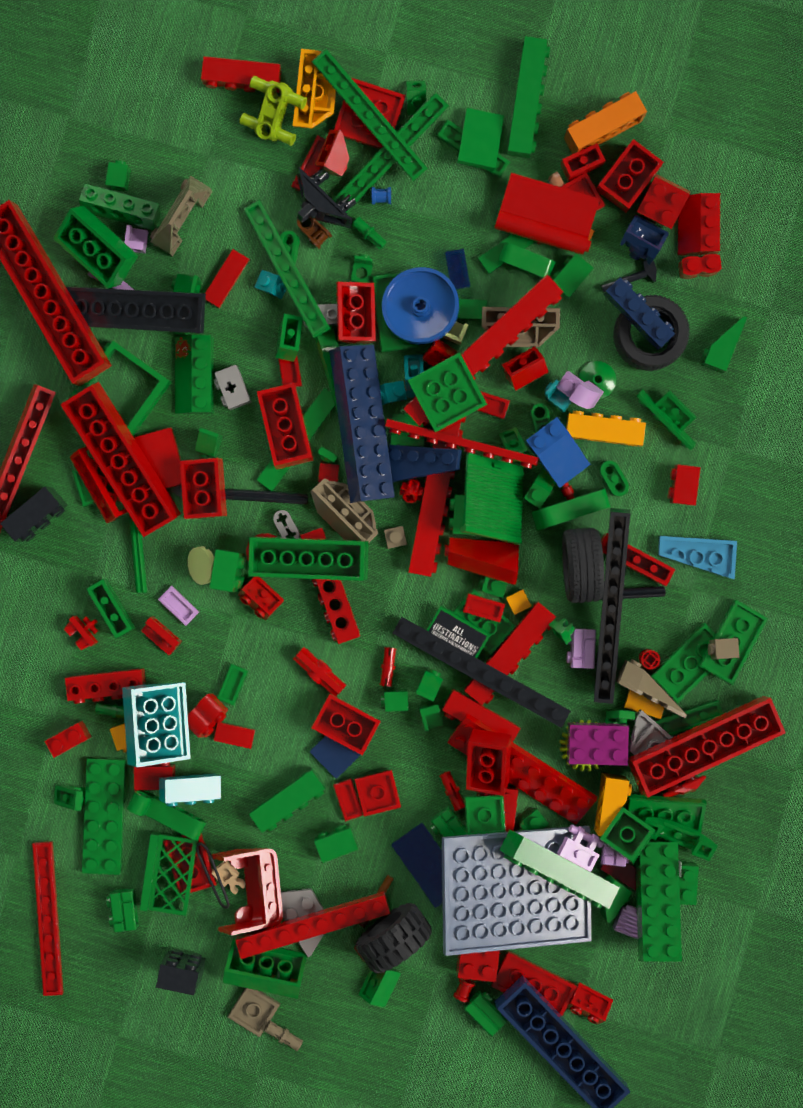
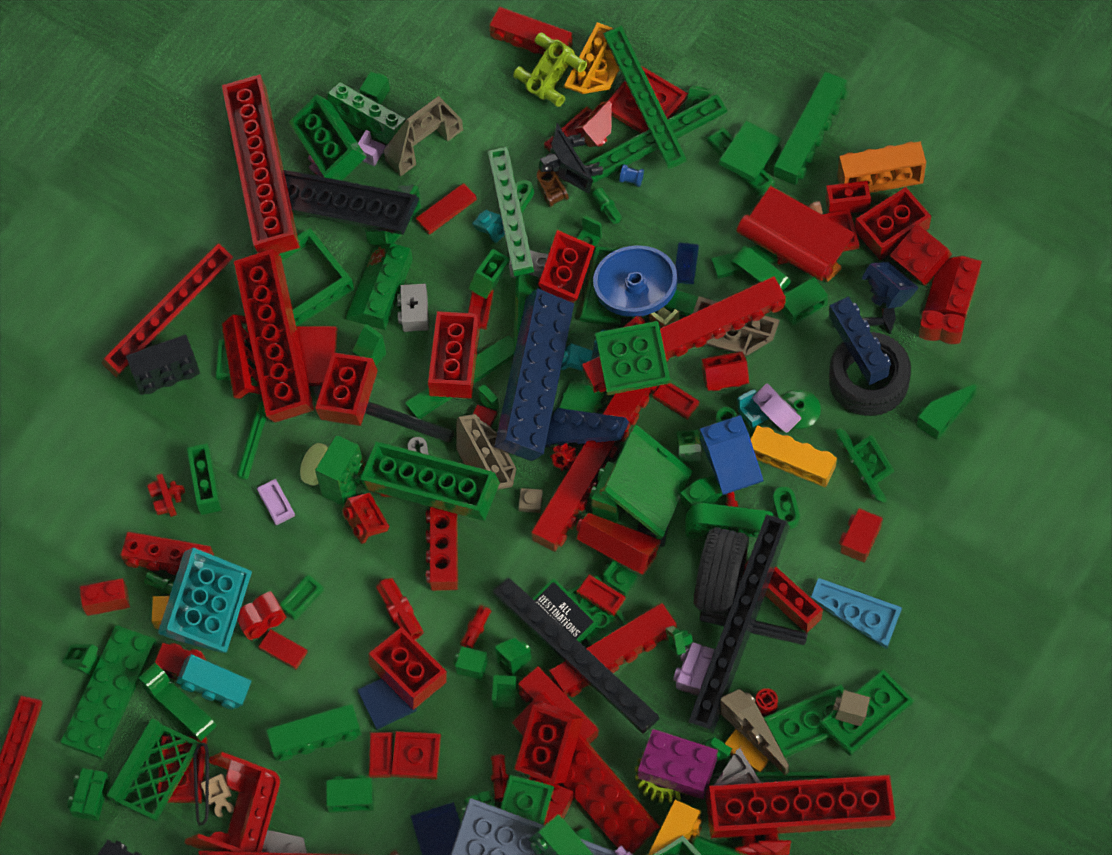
camera: 25 degrees right, 25 degrees down
(161, 635) = (245, 522): red bracket -> none
(468, 445) = (655, 427): red plate -> none
(518, 602) = (640, 602): light orange tile -> none

